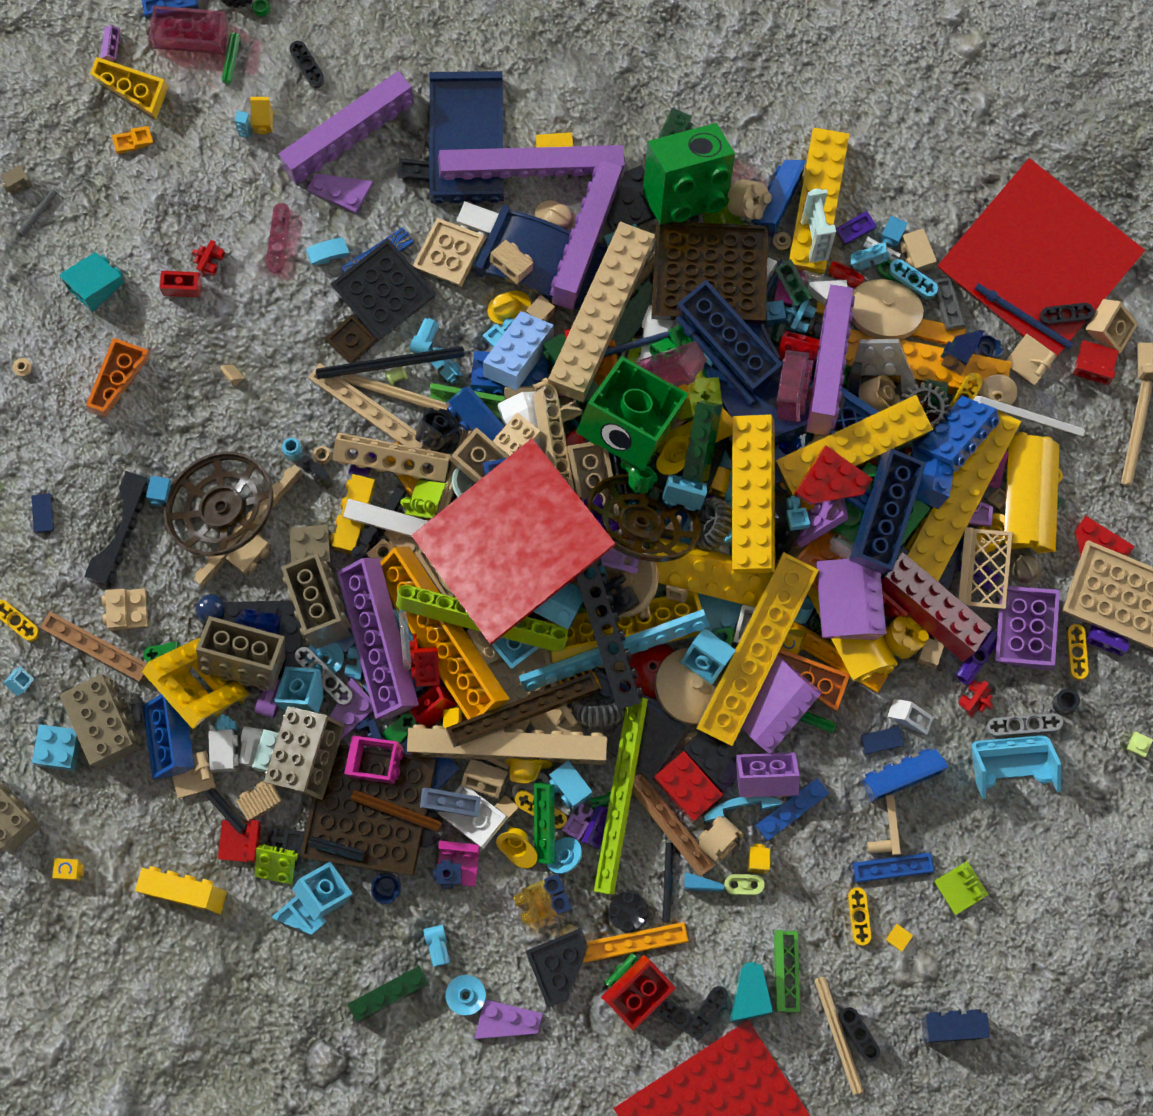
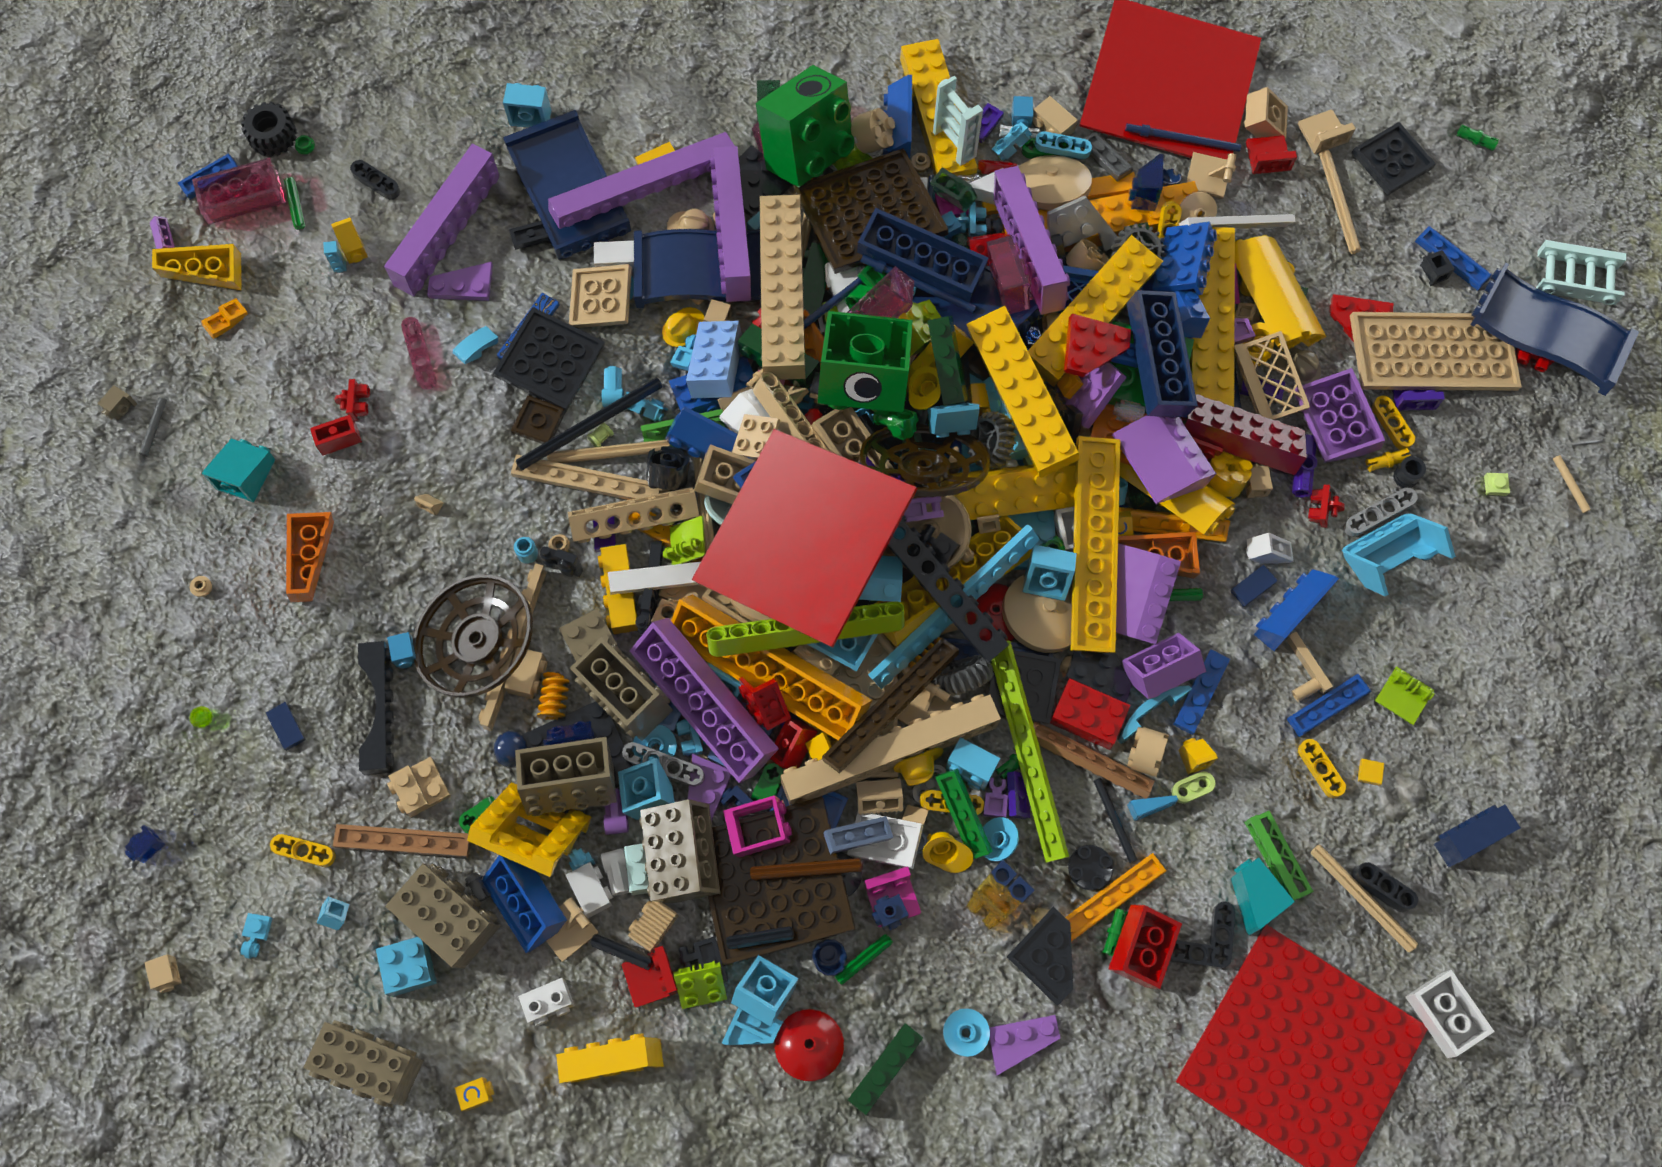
camera: 25 degrees left, 5 degrees down
(152, 823) = (546, 1001): none -> white brick
(261, 582) = (552, 696): none -> light orange piece
(345, 962) = (817, 1061): none -> red dish
(404, 639) = (734, 686): clear tile -> none
(413, 901) = (864, 958): none -> green axle
(436, 939) = (908, 989): medium azure piece -> none
(462, 50) = (526, 105): none -> medium azure brick
(511, 261) = (669, 276): tan brick -> none
(796, 516) = (1072, 399): medium azure plate -> none
(1053, 682) = (1387, 459): none -> yellow pin
(1071, 307) = (1223, 113): black beam -> none

